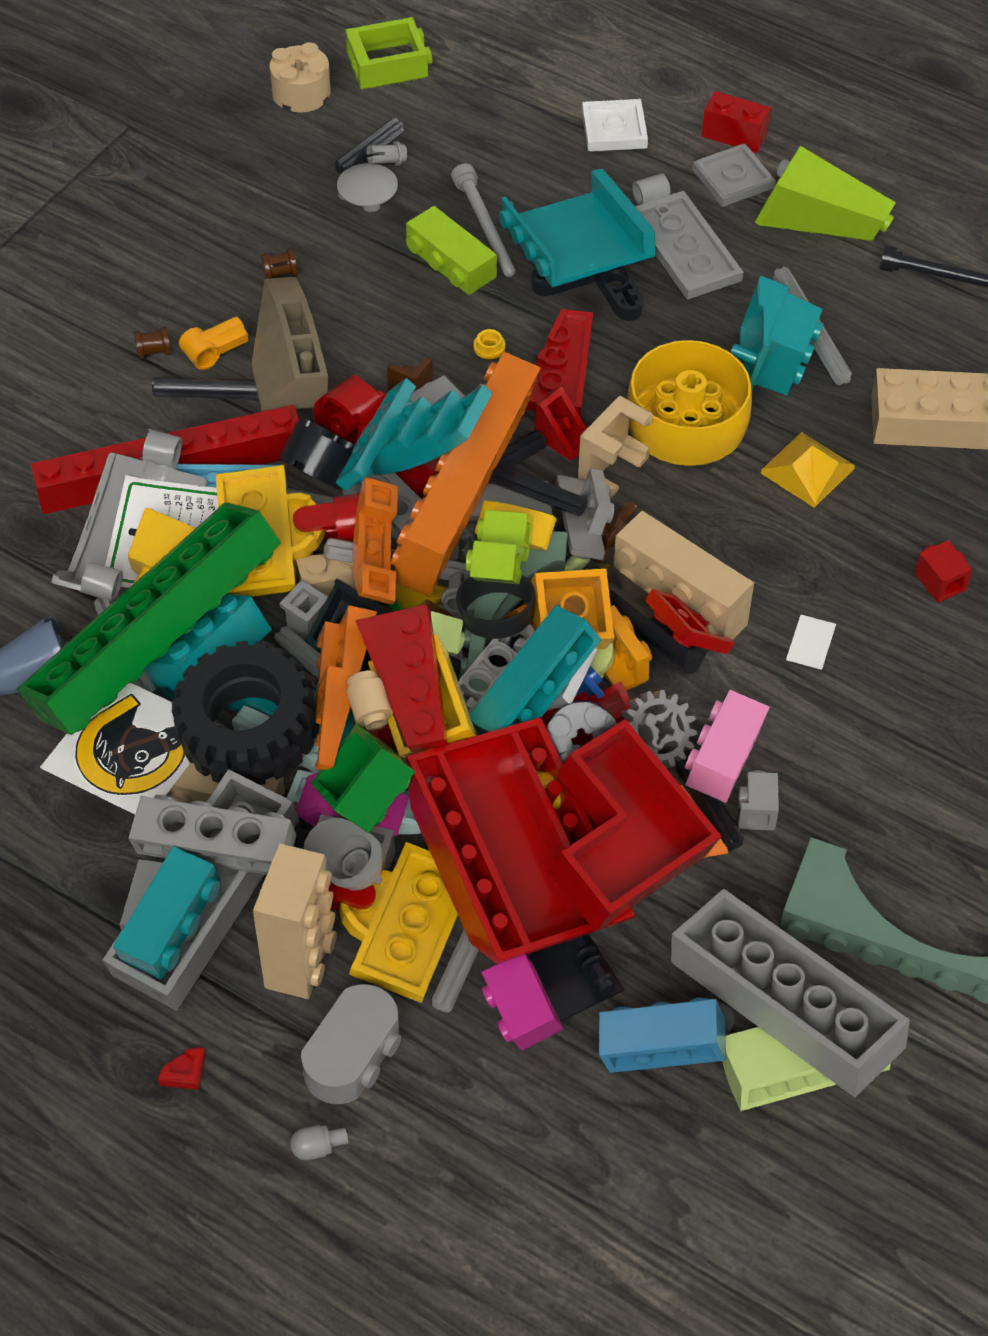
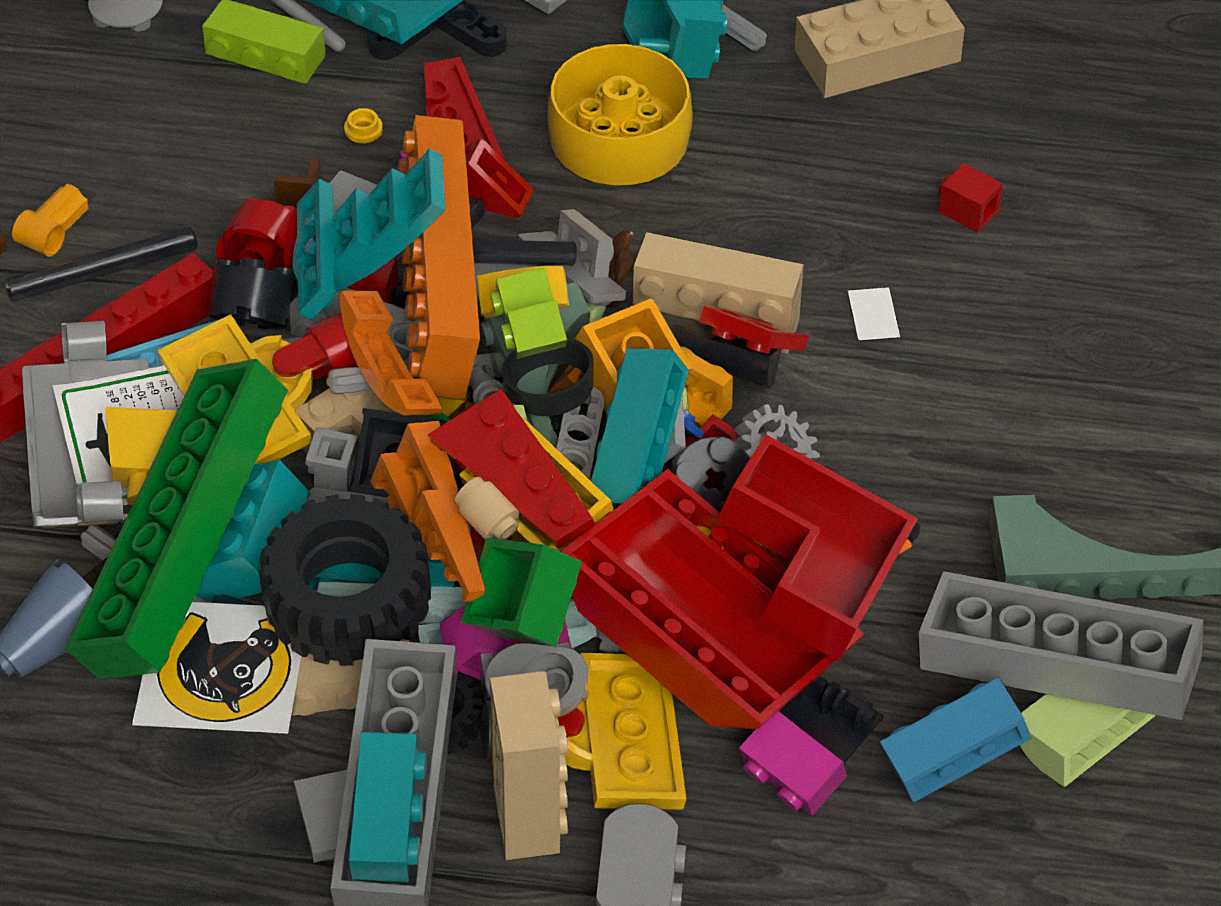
camera: 25 degrees left, 5 degrees down
(157, 815) = (460, 711): light grey brick -> none
(286, 257) = (64, 117): reddish brown bush -> none
(287, 349) = (148, 197): dark tan wedge -> none
(454, 975) = (701, 762): light grey axle -> none
(609, 438) = (559, 182): tan panel -> none
(725, 745) = (856, 435): bright pink brick -> none
(759, 801) = (917, 482): light grey brick -> none
(807, 469) = (773, 144): yellow slope -> none

